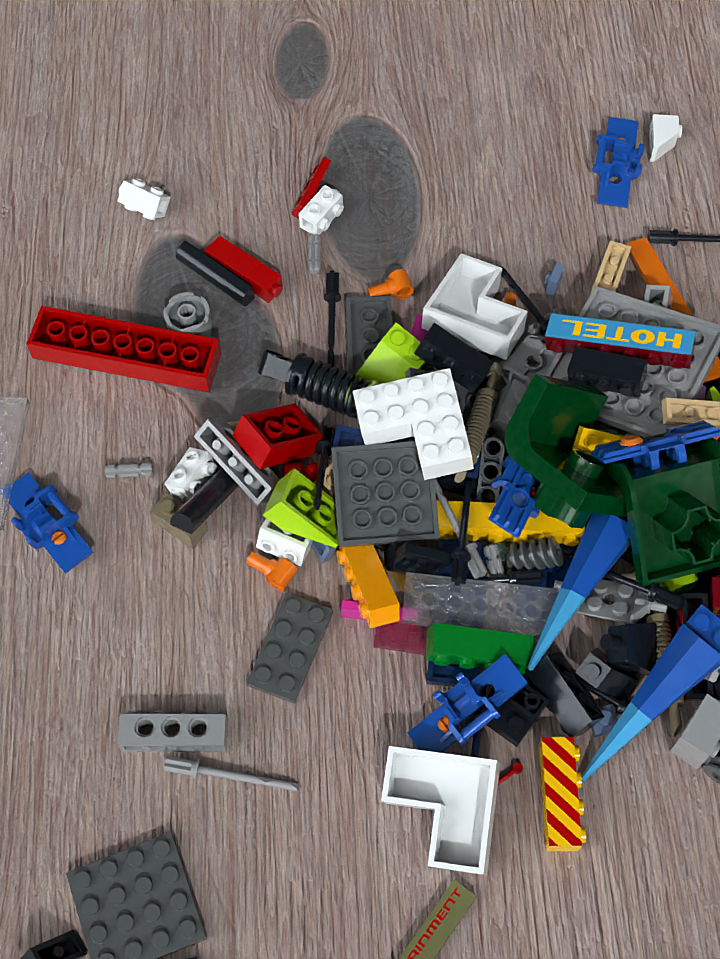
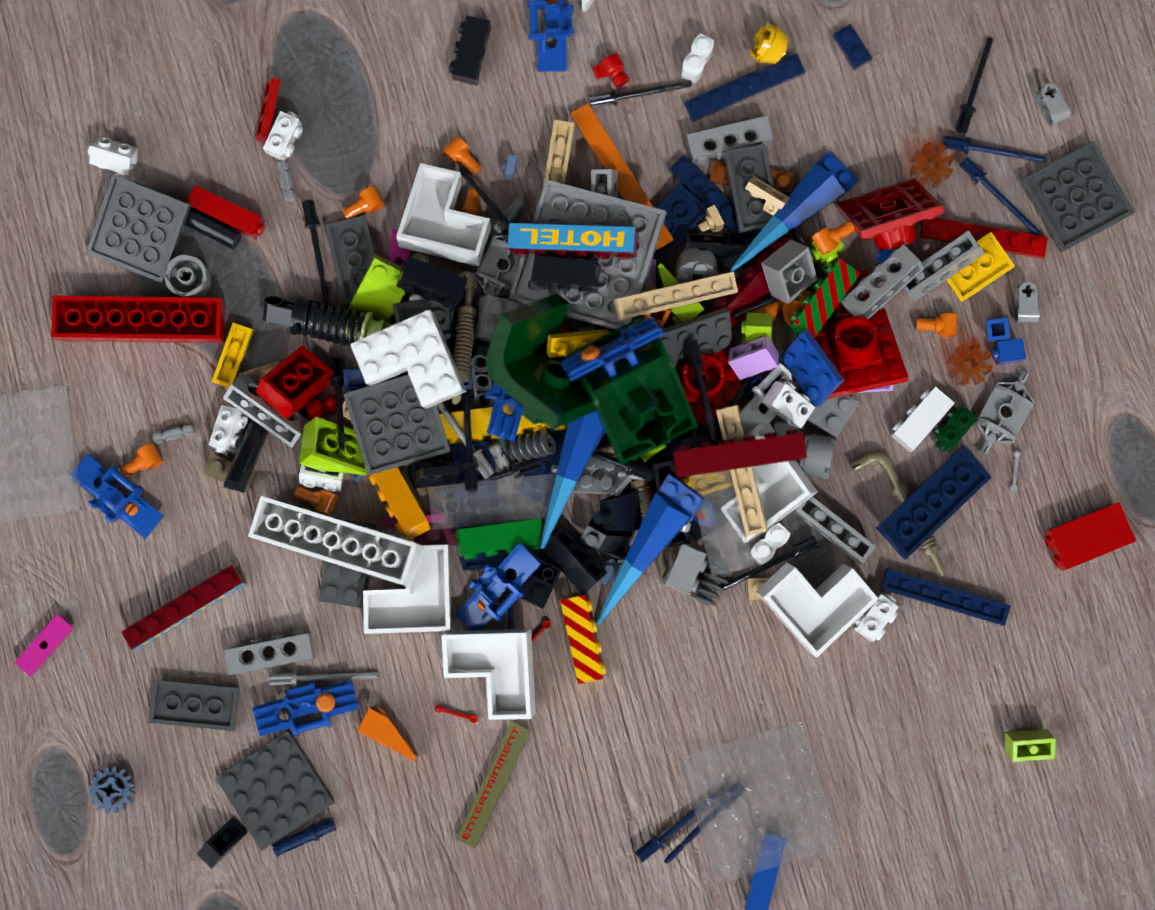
camera: 10 degrees left, 20 degrees up
(65, 776) = (194, 705): none -> dark grey plate
(85, 657) = (183, 607): none -> dark red brick
(91, 489) = (146, 458): none -> orange pin
(149, 264) = (138, 228): none -> dark grey plate
(201, 796) = (306, 700): none -> blue piece
(216, 401) = (232, 355): none -> yellow plate
(287, 612) = (336, 541): none -> white brick
(288, 854) = (383, 730): none -> orange slope
(364, 711) = (418, 607): none -> white piece
(405, 866) = (473, 718): none -> red hinge
(502, 256) = (459, 152): none -> orange pin
(530, 171) = (470, 50): none -> black brick
(675, 209) = (613, 67): none -> red piece

